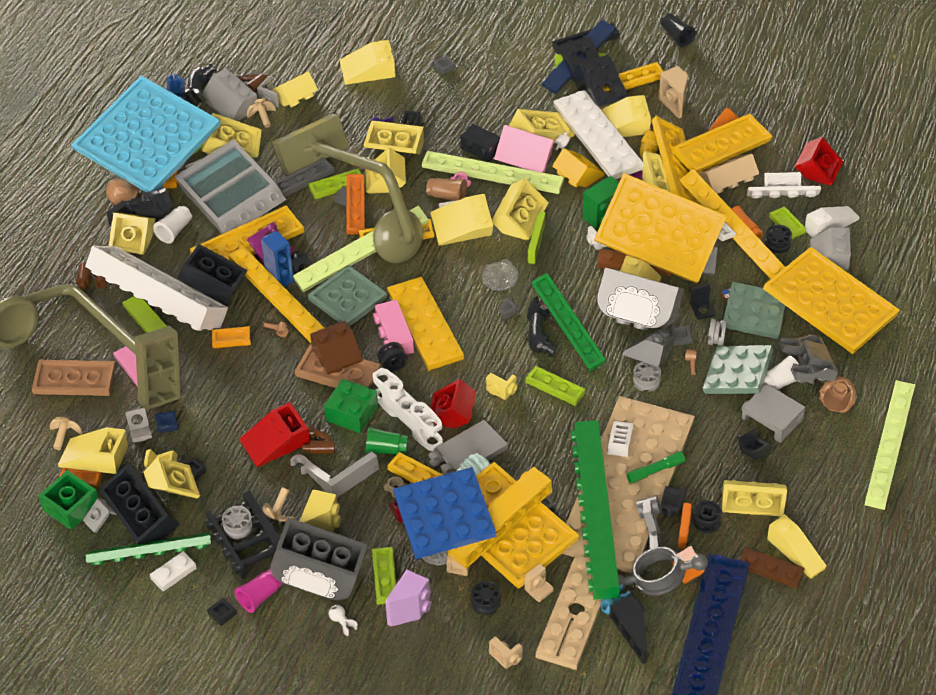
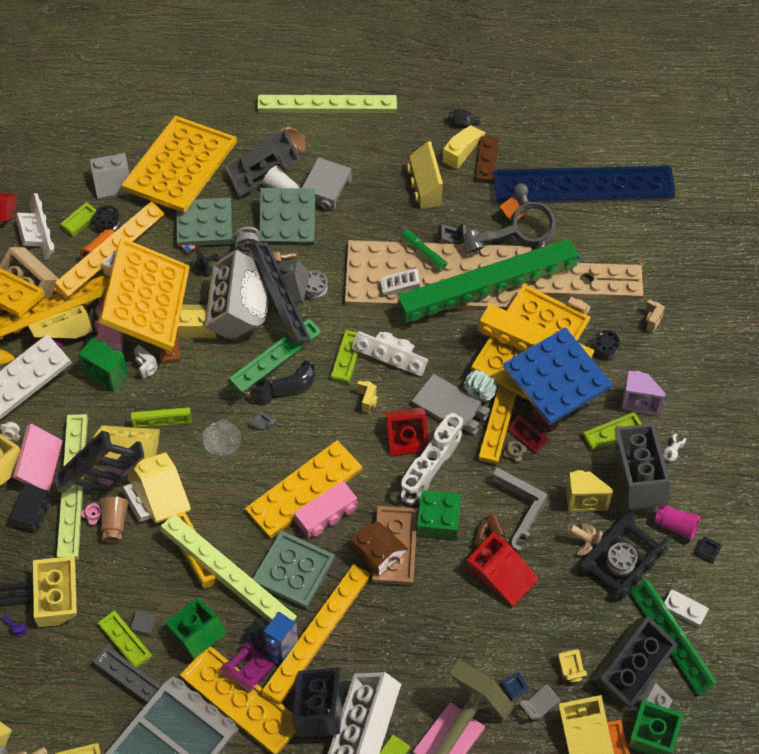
camera: 110 degrees left, 10 degrees up
(171, 478) = (600, 635): light yellow slope -> none
(196, 468) = (564, 637): black tile -> none
(231, 337) = (381, 662): light orange tile -> none
(281, 329) = (357, 618): medium nougat hand -> none
(318, 216) = (196, 627): none -> green brick
(355, 203) = (154, 606): orange tile -> none
(385, 442) = (472, 472): green plant -> none
(392, 358) = (366, 497): black wheel -> none
(396, 162) = (102, 590): light yellow slope -> none
(397, 232) = (84, 672): olive piece -> none
(486, 154) = (95, 453): none -> black fence
(547, 417) = (391, 350): none -> white bracket
(577, 168) = (51, 405): yellow slope -> none
(629, 619) = (589, 233): black slope -> none
(630, 327) = (280, 293): none -> black plate
(685, 523) = (474, 220): orange tile -> none
(708, 515) = (455, 208): black wheel -> none
(751, 445) = (368, 190): black bracket -> none
(829, 217) = (72, 184): white slope -> none
(836, 558) = (463, 118): none -> black plant

